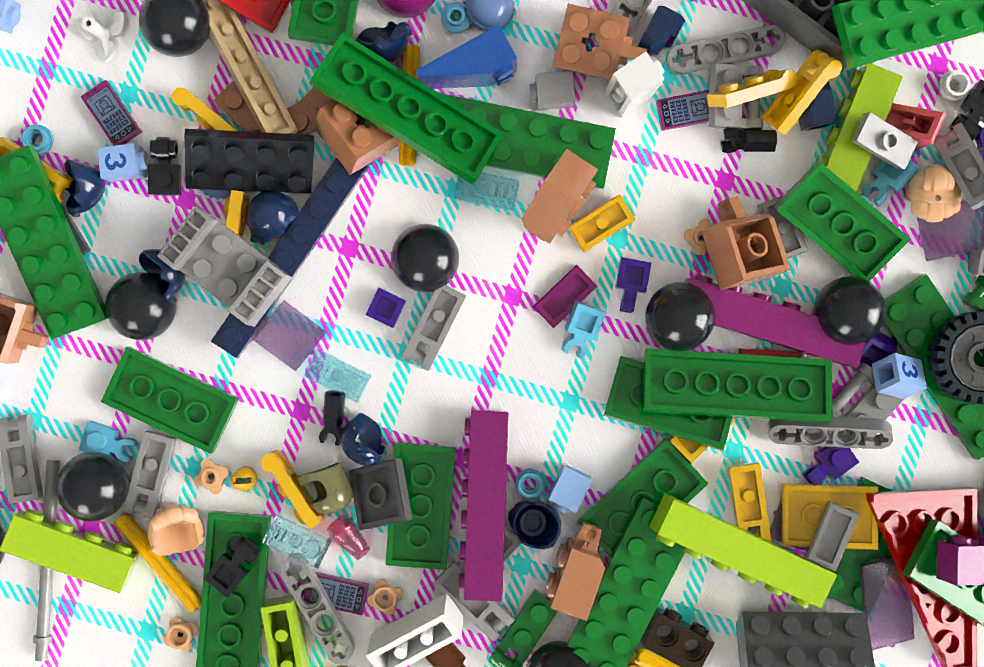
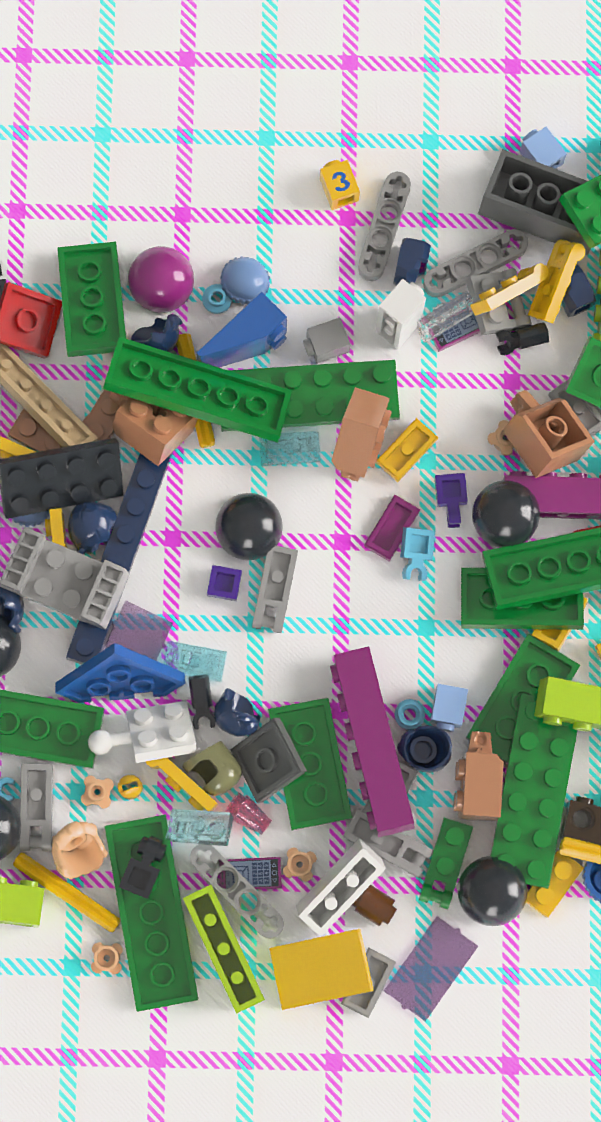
camera: 20 degrees left, 10 degrees down
(259, 374) = (120, 675): none -> blue plate
(278, 440) = (153, 731): none -> white plate
(608, 29) = (365, 273): nougat hinge -> none
(678, 98) = (445, 316): none -> clear plate

